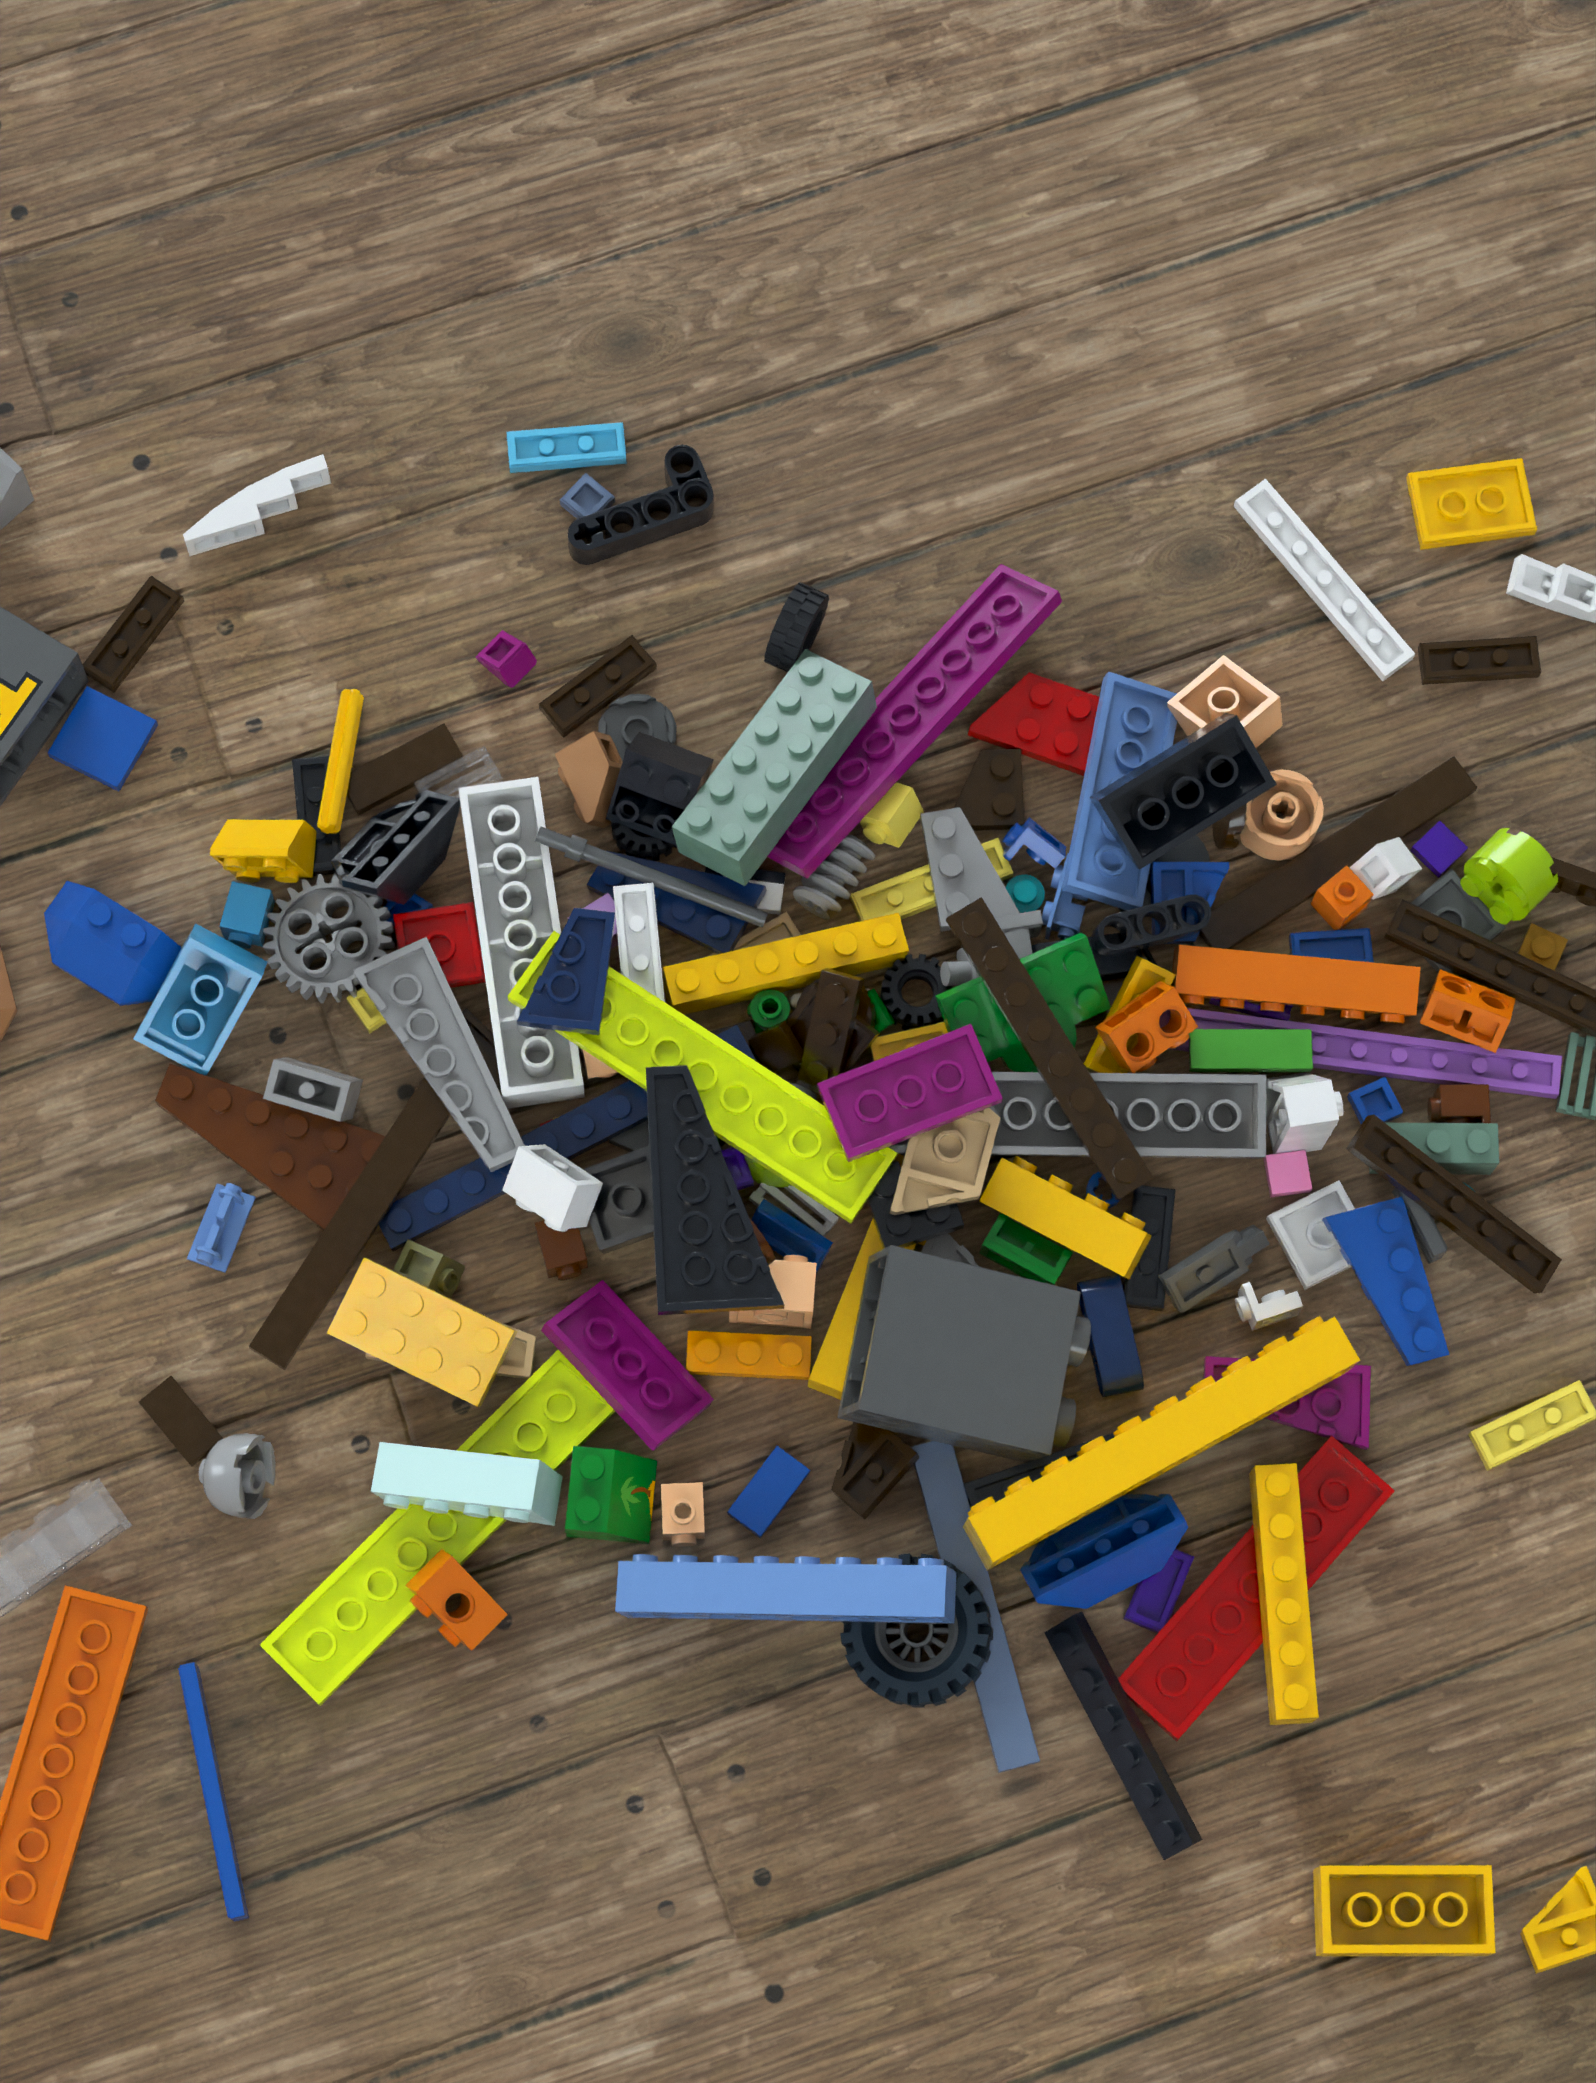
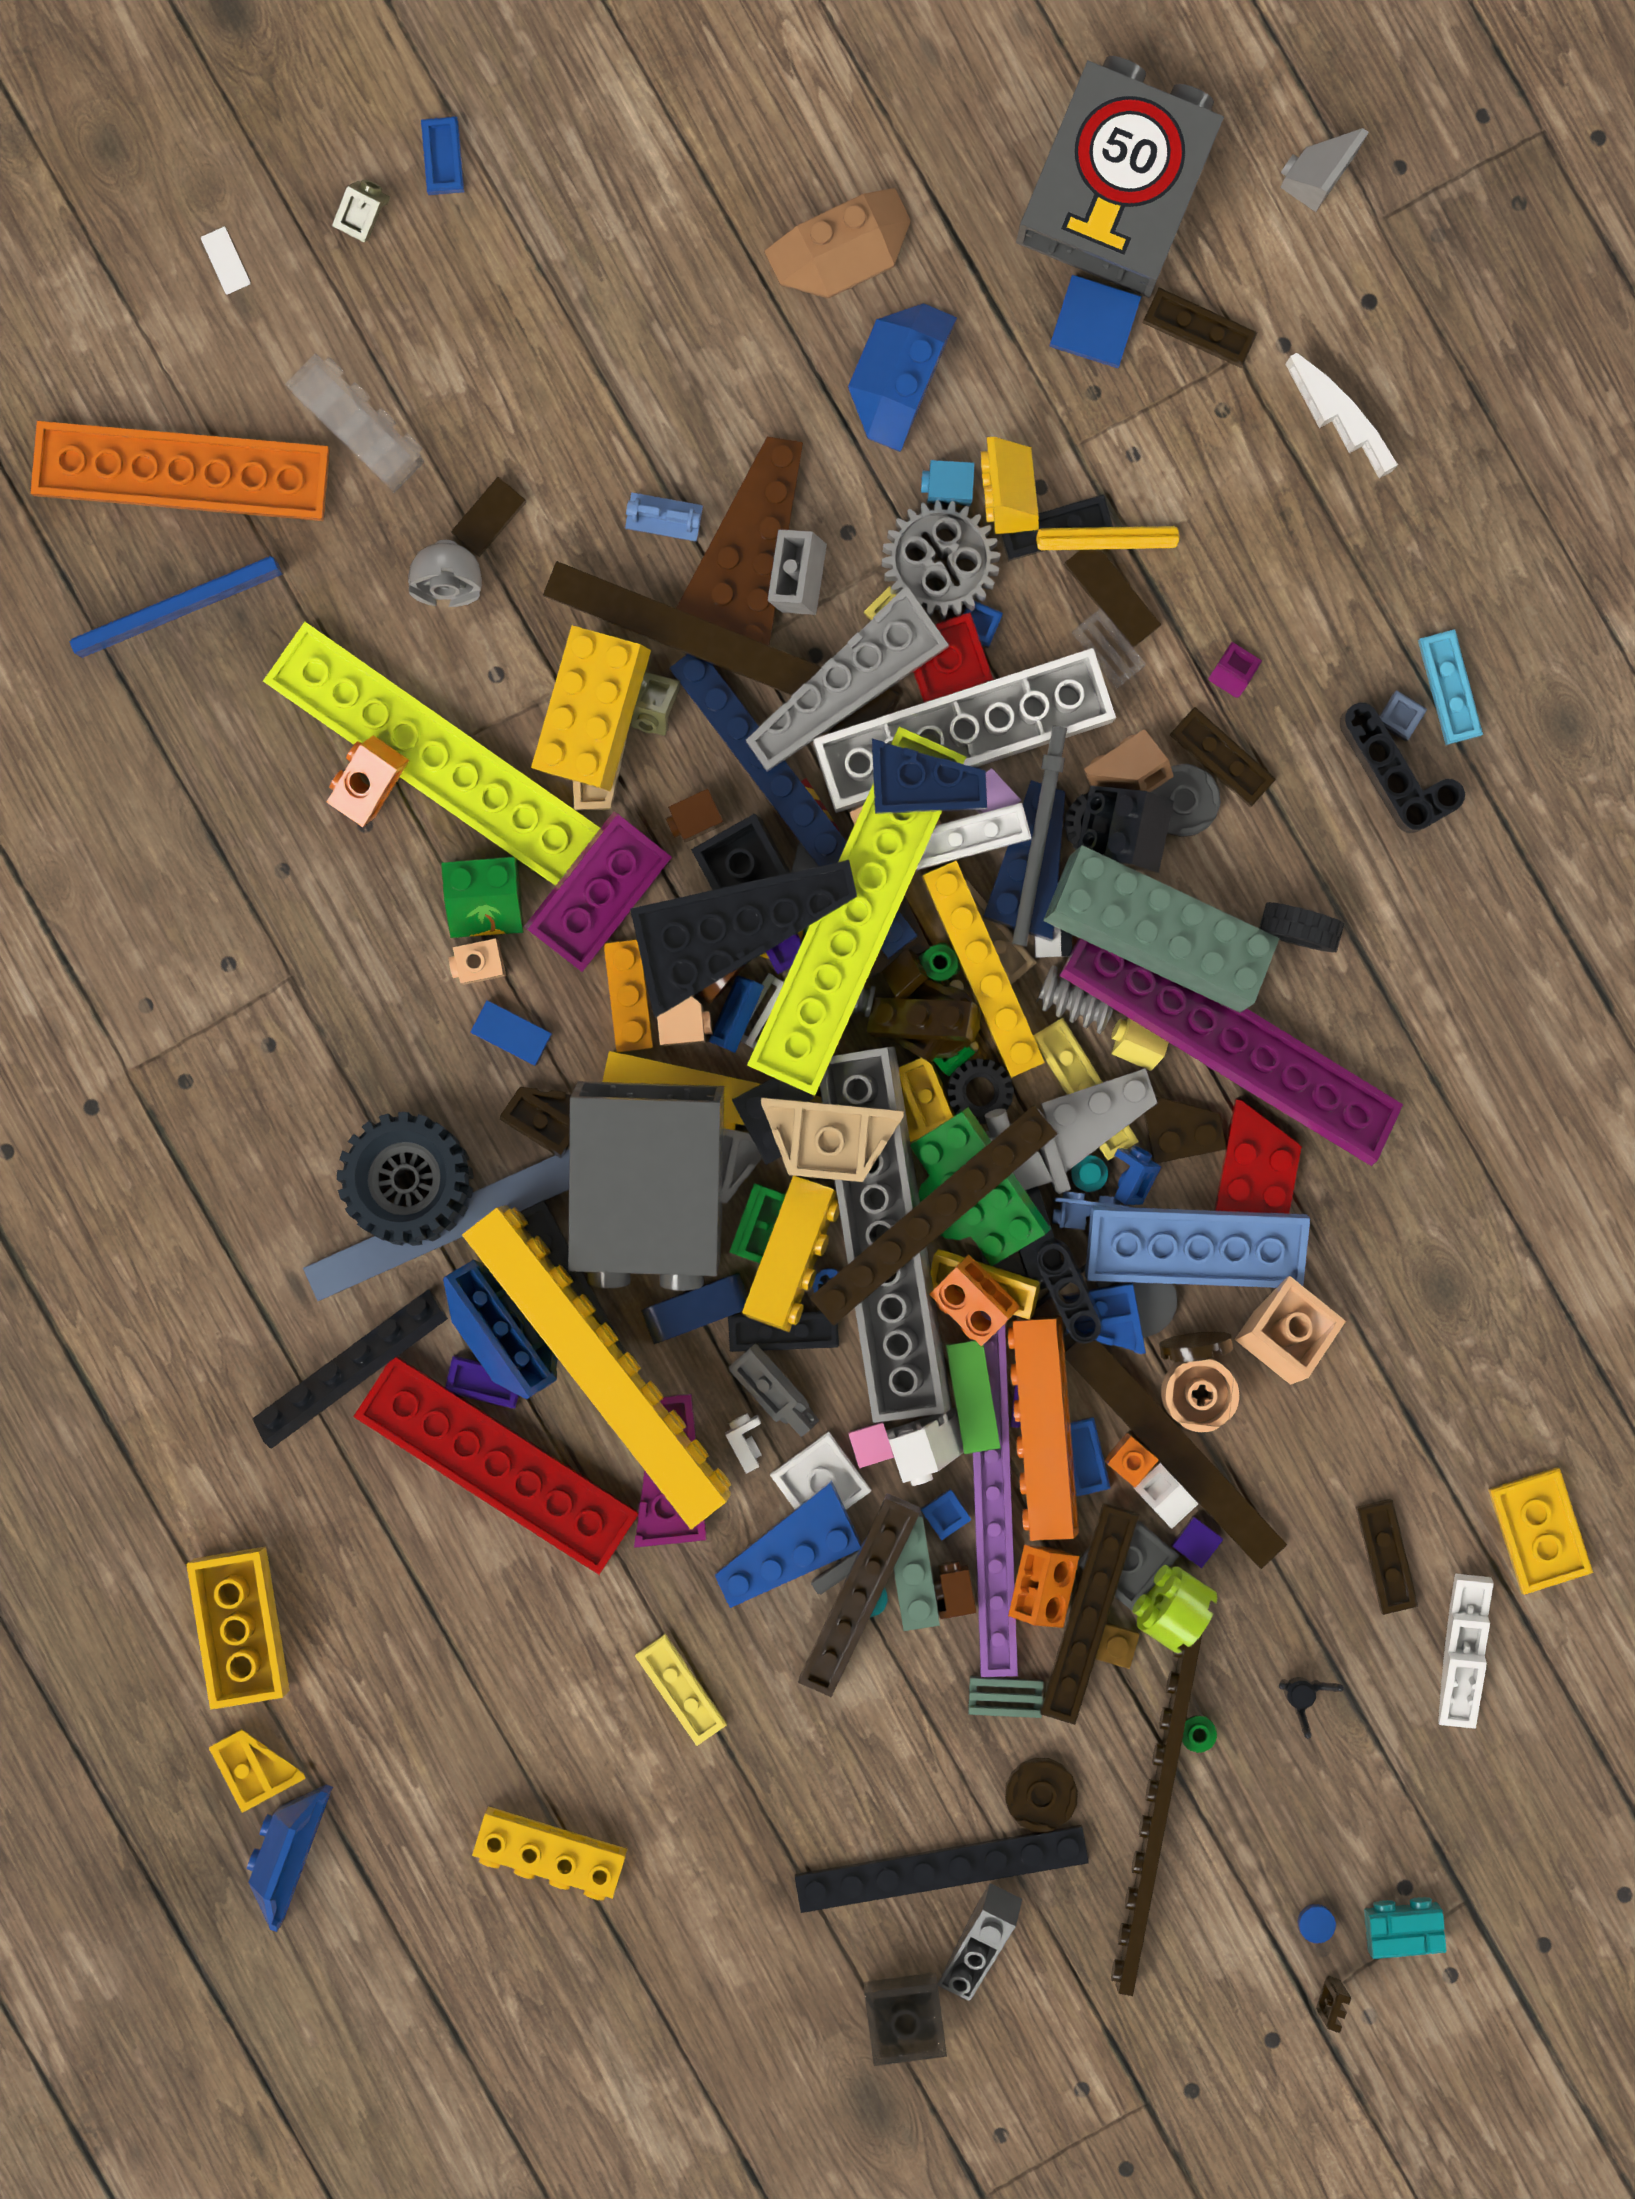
camera: 85 degrees right, 15 degrees up
(200, 1000) = (863, 458): dark azure slope -> none
(399, 847) = (1029, 603): black wedge -> none
(467, 1482) = (463, 771): light aqua wedge -> none
(552, 1187) = (737, 797): white brick -> none
(786, 1590) = (414, 1062): medium blue brick -> none
(909, 1092) = (867, 1097): magenta plate -> none
(1183, 790) = (1196, 1301): black slope -> none
(1283, 1594) = (486, 1490): yellow brick -> none
(1324, 580) = (1439, 1403): white plate -> none

